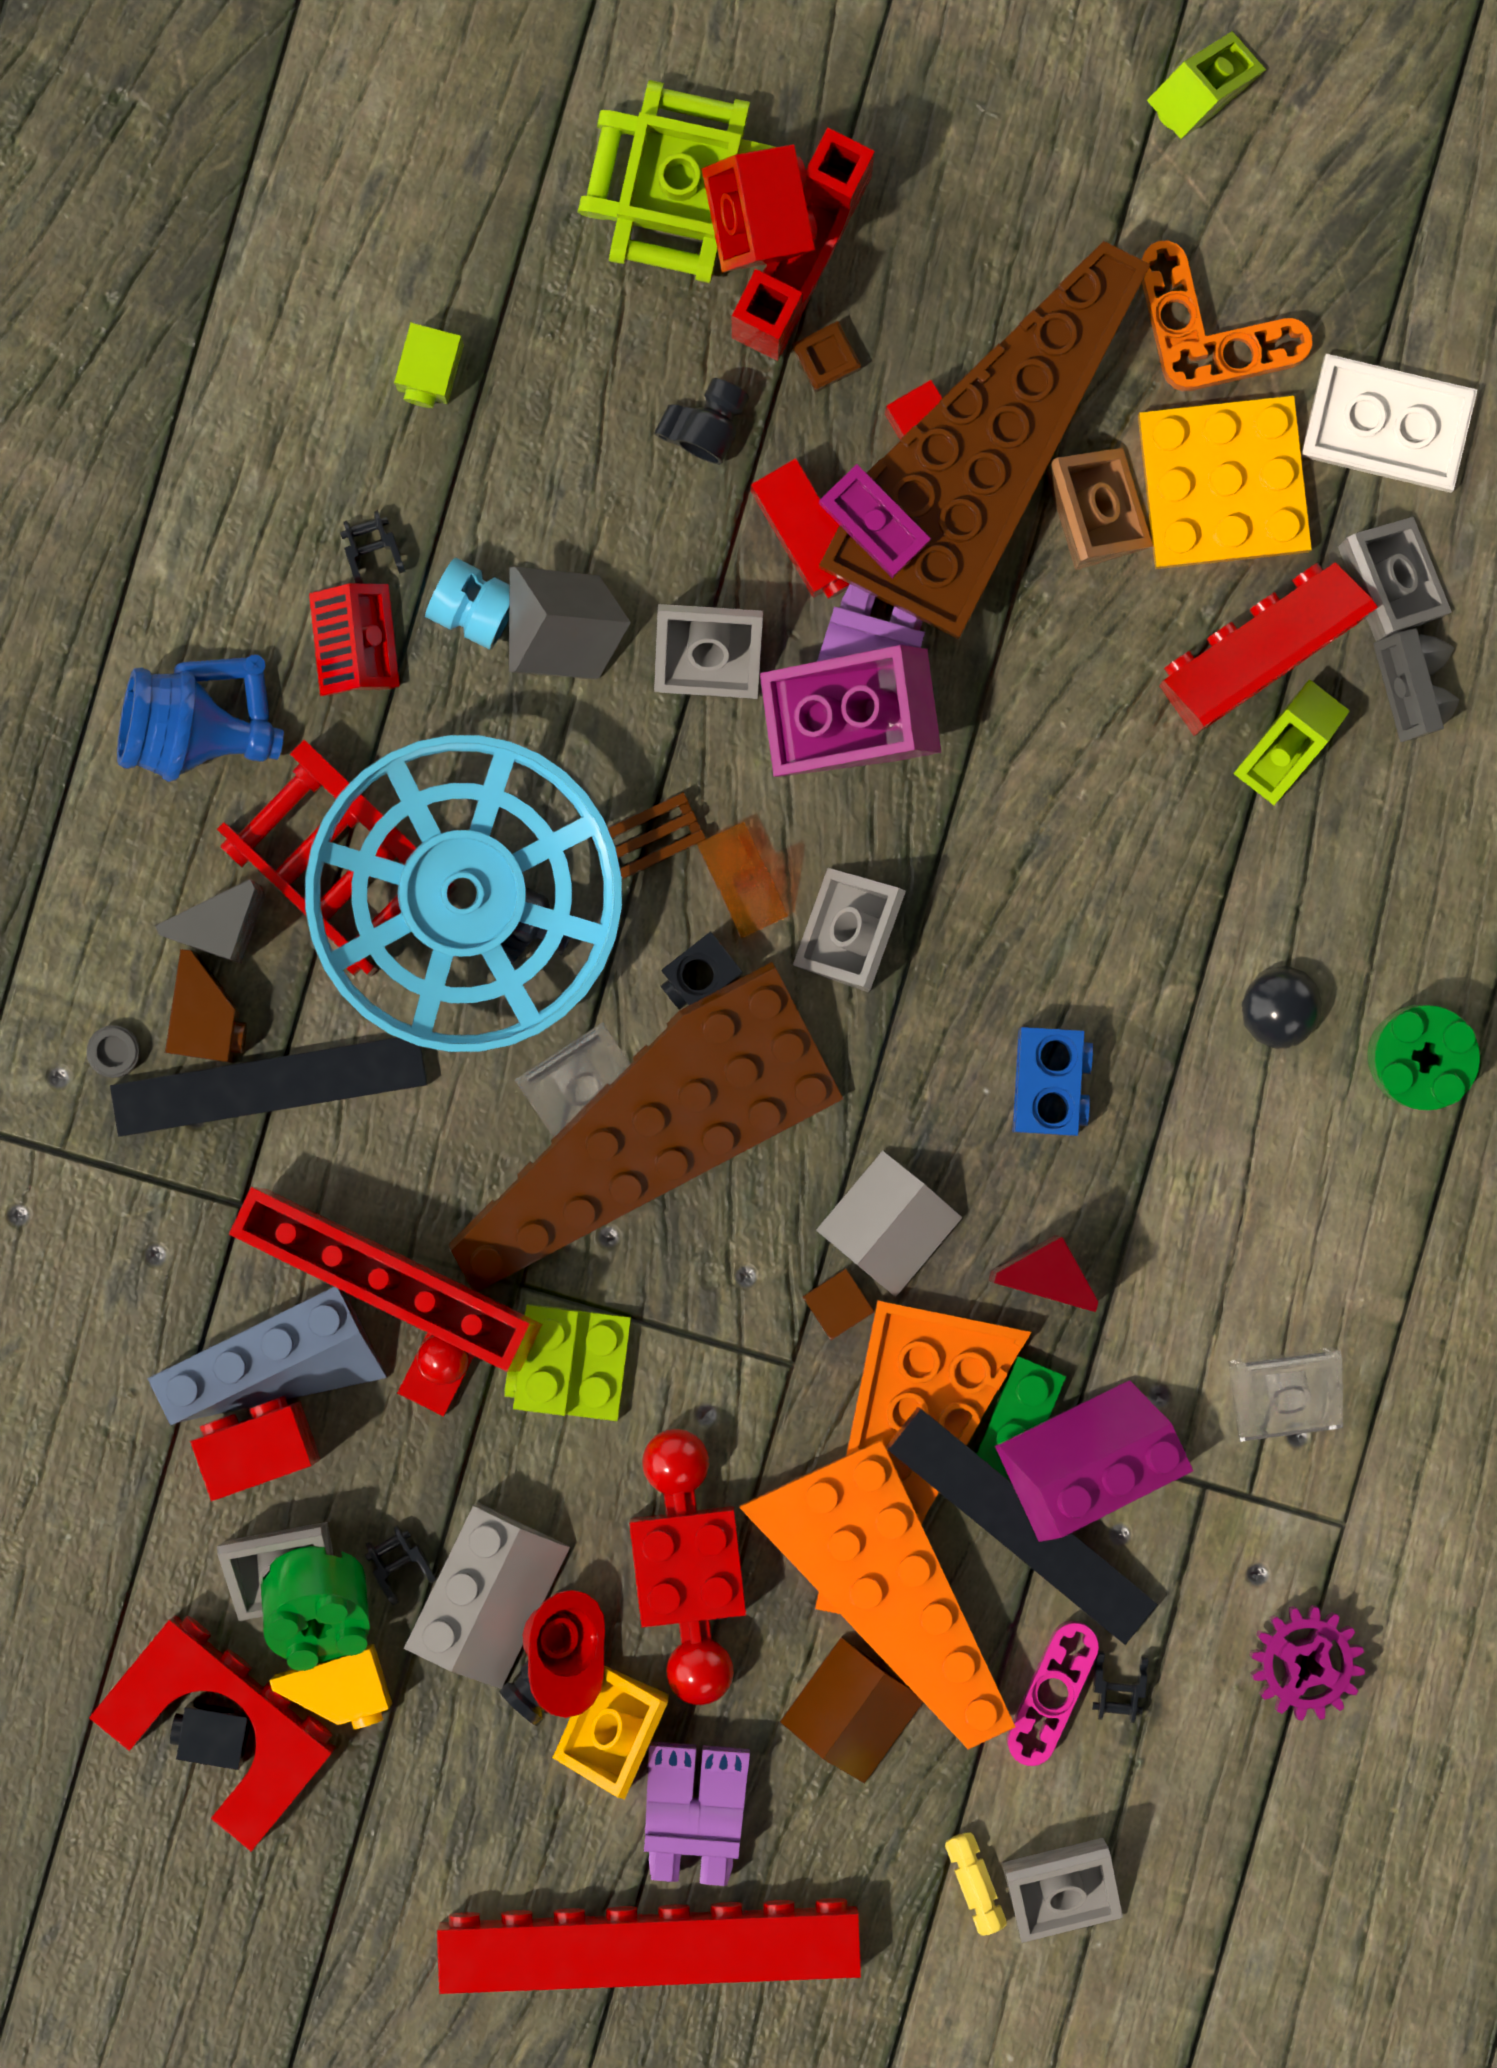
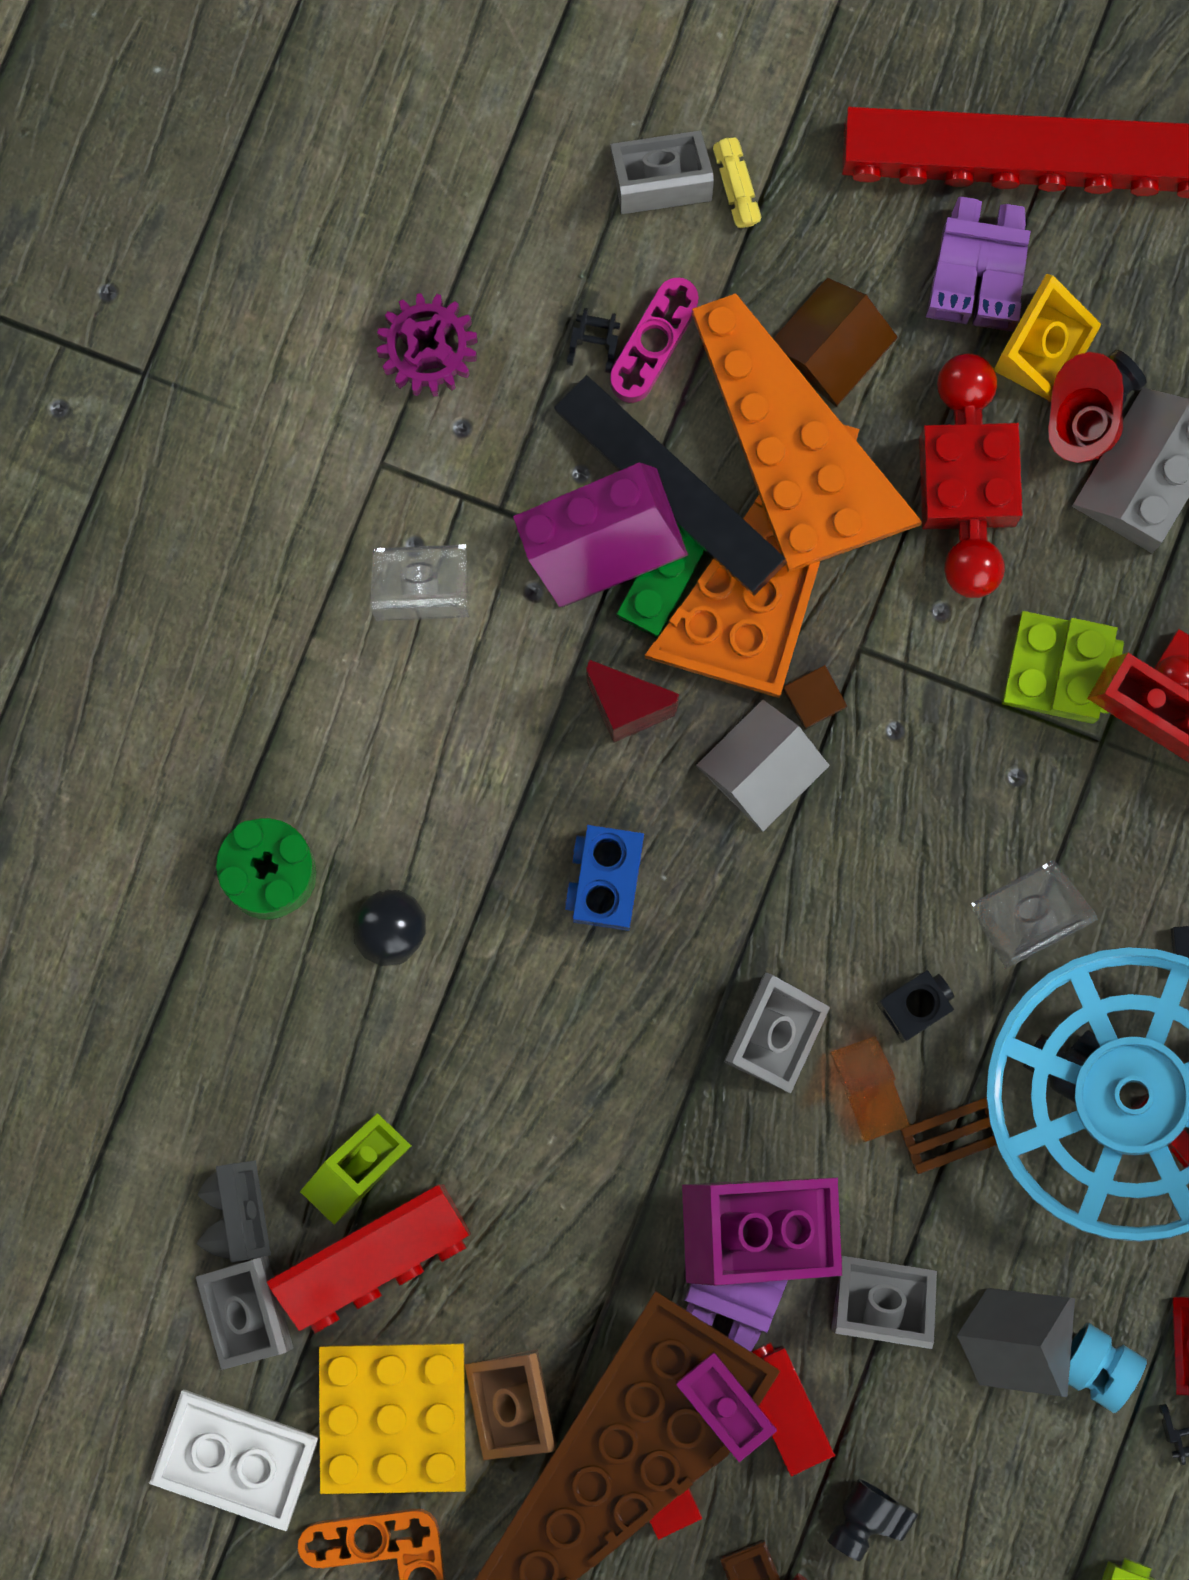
camera: 170 degrees left, 5 degrees down
(689, 1101) = (935, 890): reddish brown wing -> none

